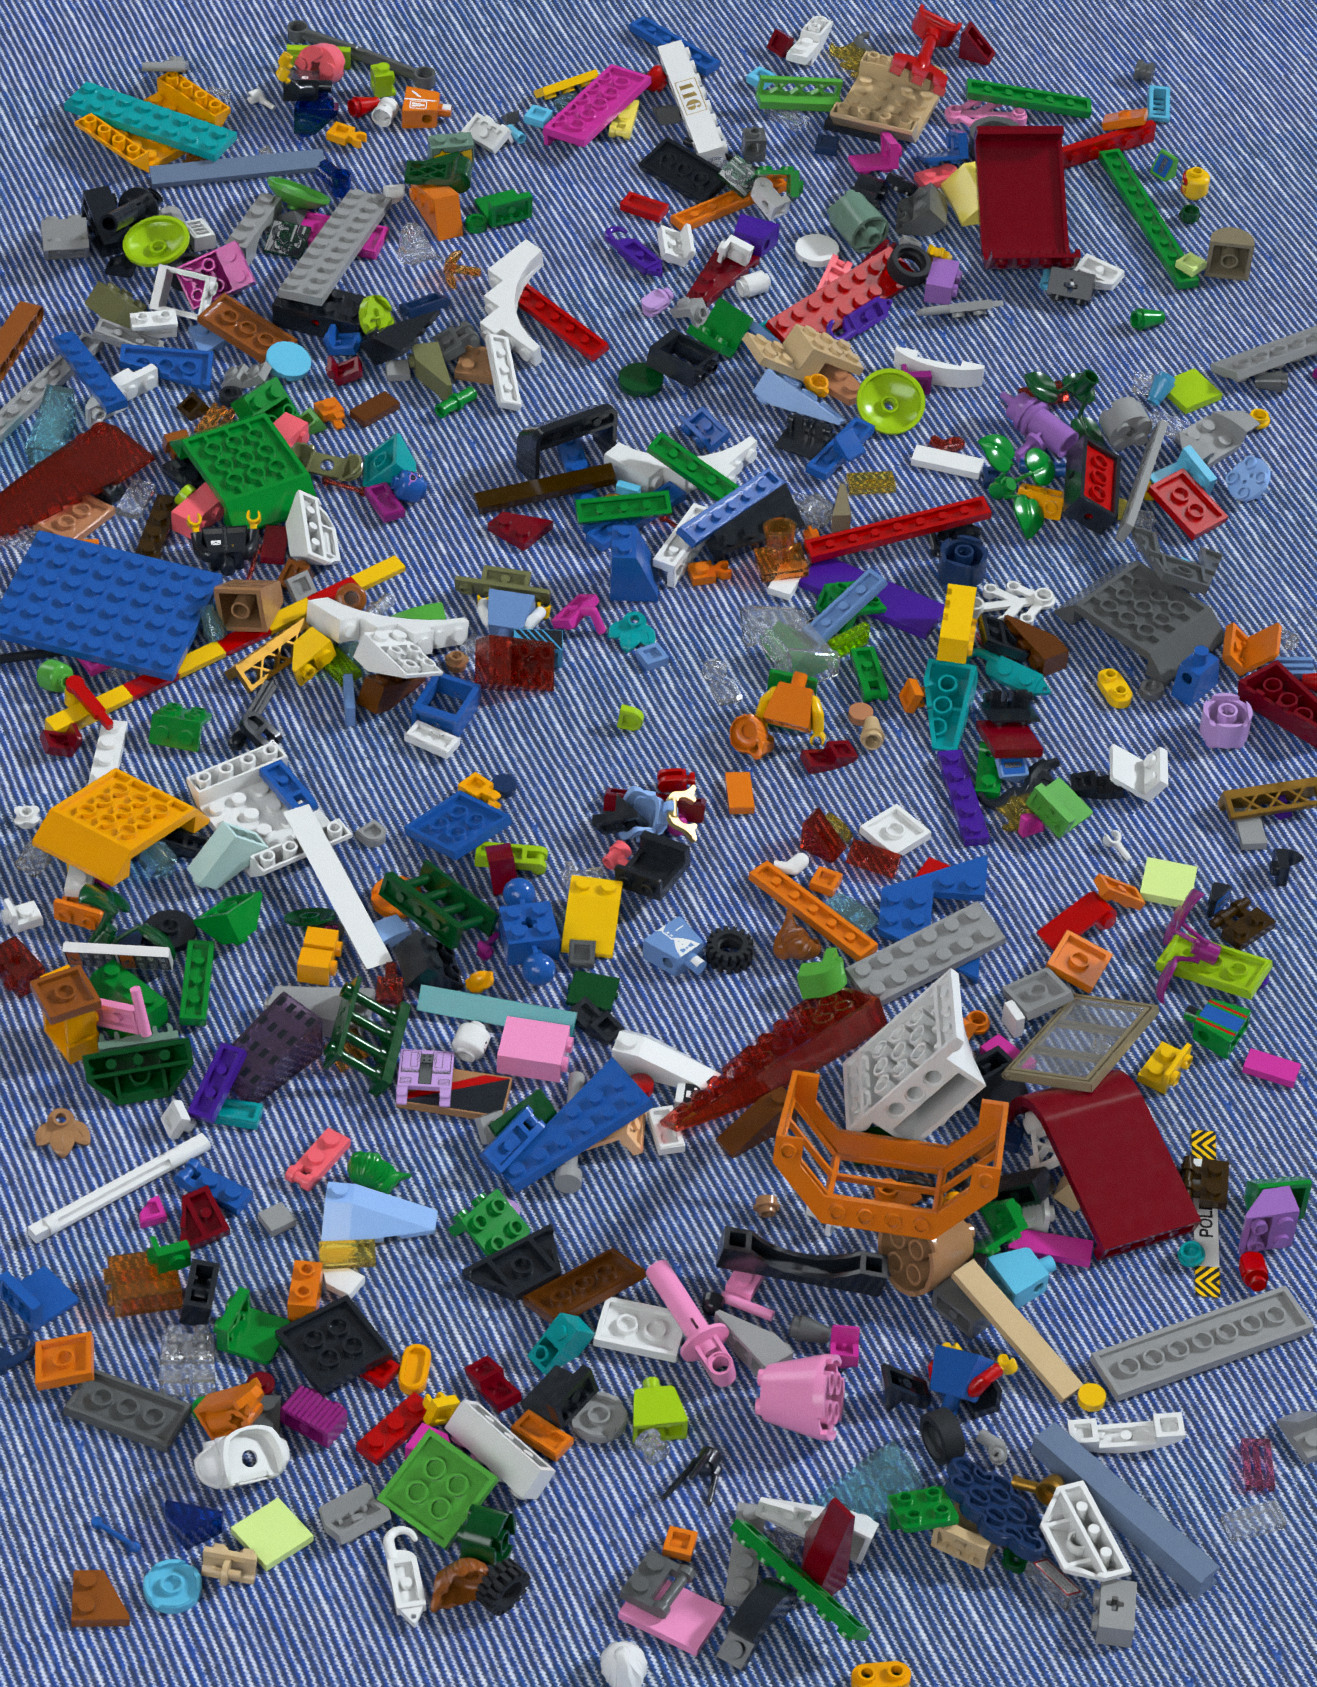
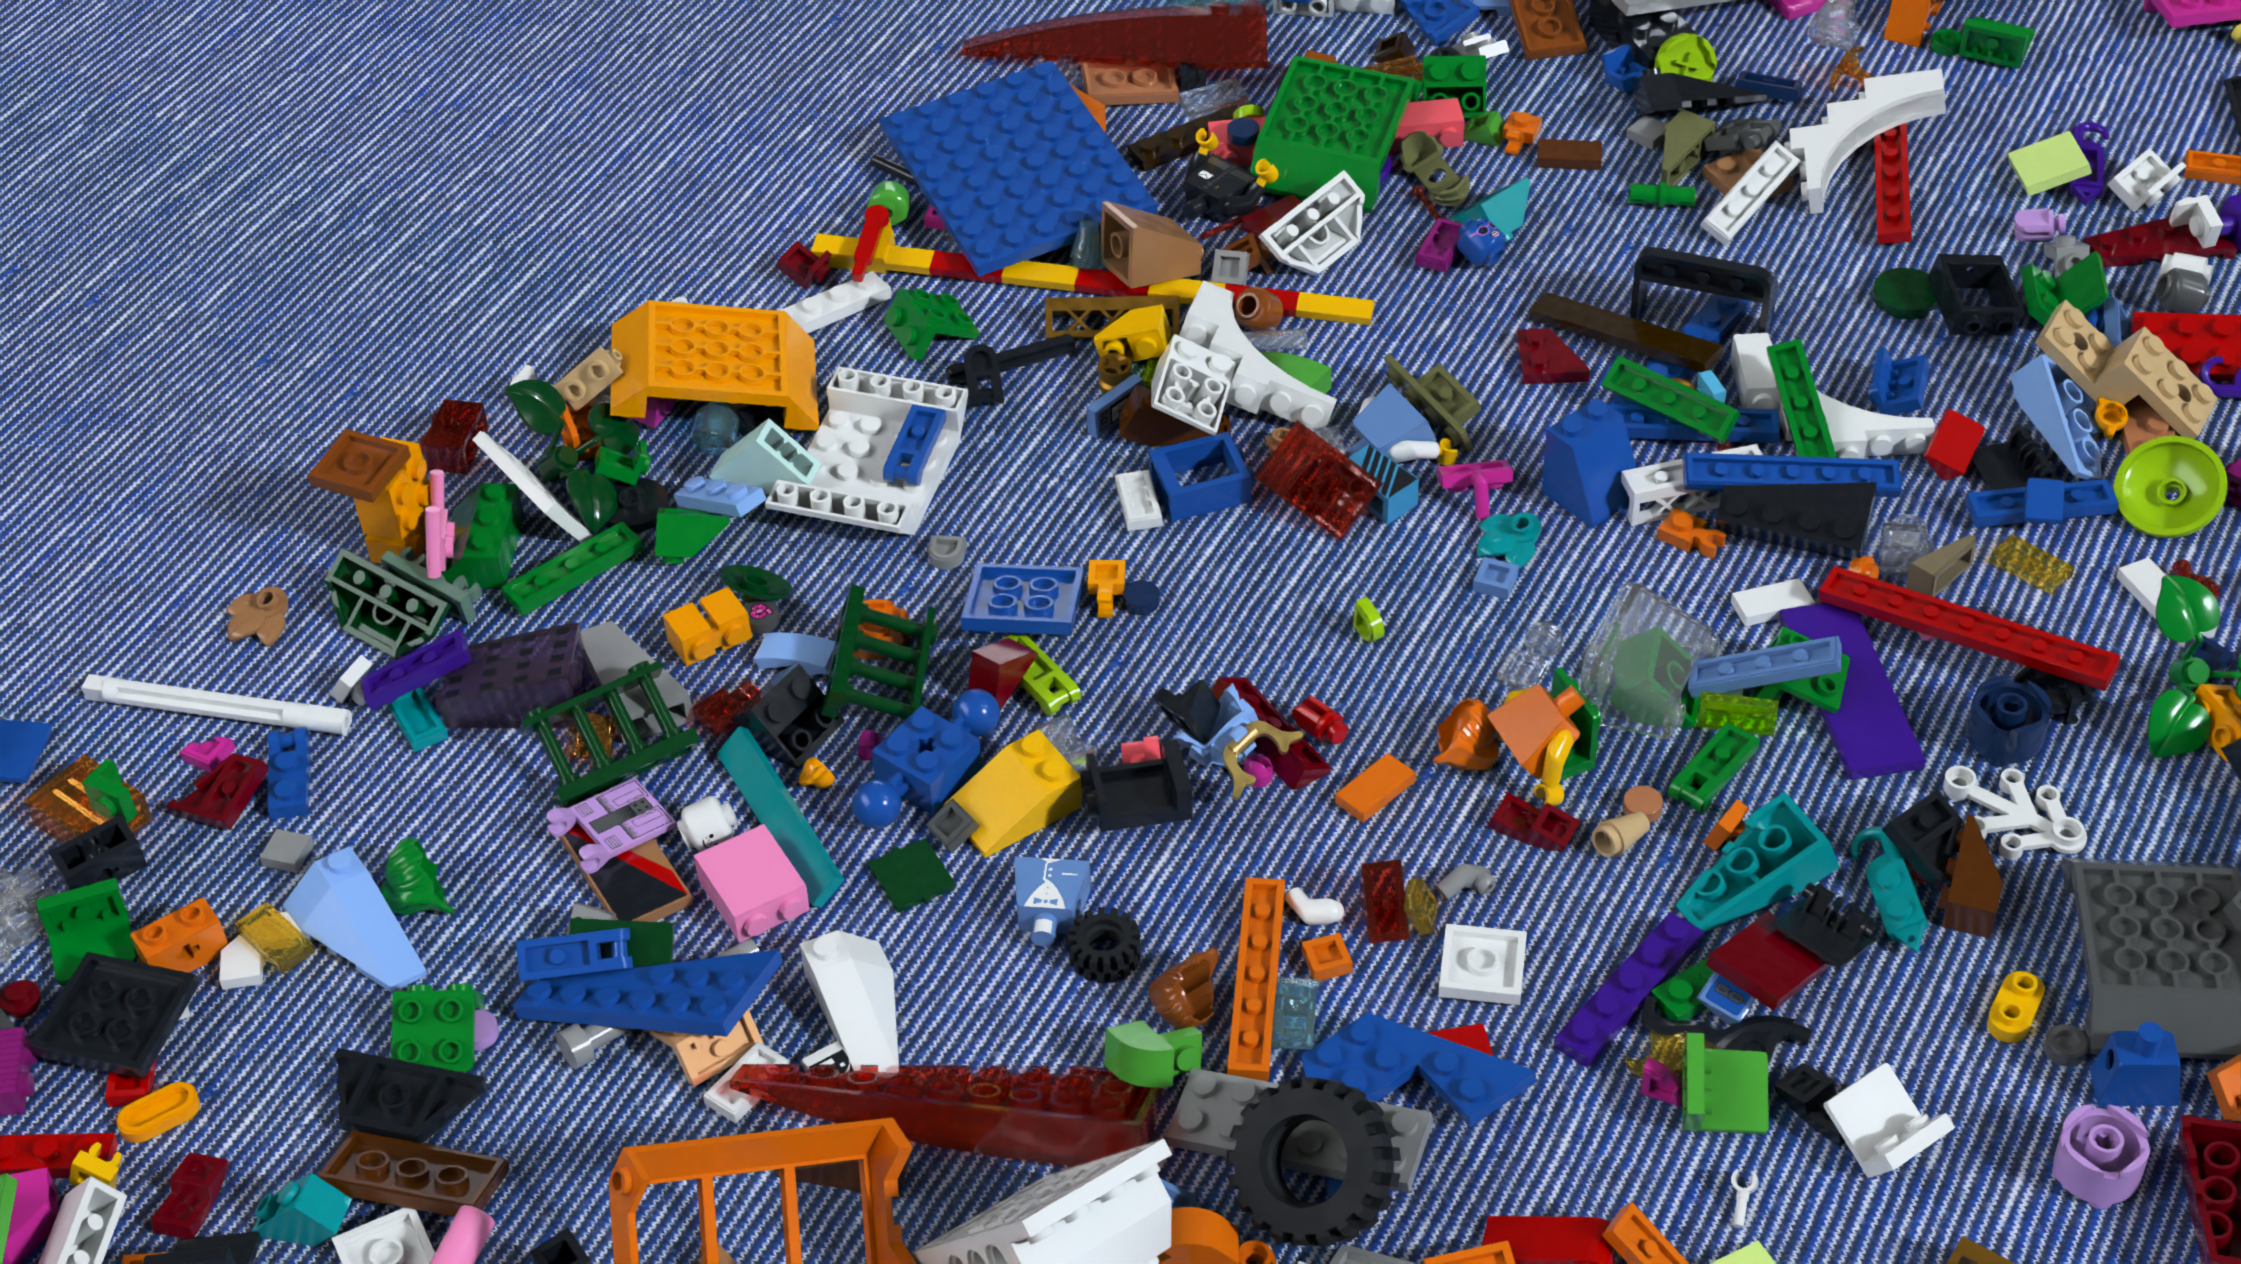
camera: 55 degrees right, 0 degrees up
(73, 875) = (590, 377): none -> tan hinge
(147, 910) = (620, 466): none -> green bracket
(204, 504) = (1242, 131): none -> dark blue tile
(224, 889) = (719, 496): none -> light blue plate
(288, 360) = (1543, 58): medium azure tile -> none
(318, 1159) = (424, 822): coral plate -> none
(321, 684) = (1113, 370): none -> pearl gold wheel
(338, 886) = (809, 571): white sticker -> none
(345, 371) = (1583, 100): dark red bracket -> none
(593, 1022) = (860, 903): black slope -> none
(621, 263) = (2049, 163): none -> yellowish green tile
(644, 207) = (2170, 126): red tile -> none
(645, 1082) = (800, 1013): red tile -> none
(766, 296) = (2182, 291): none -> dark grey head
(770, 445) = (1953, 444): none -> red slope
(781, 557) = (1785, 568): clear orange plant -> none
(836, 800) = (1469, 877): none -> light grey arm
(874, 859) = (1411, 974): clear red plate -> none
(957, 624) = (1872, 780): yellow wedge -> none
(993, 934) = (1259, 1162): none -> black tyre

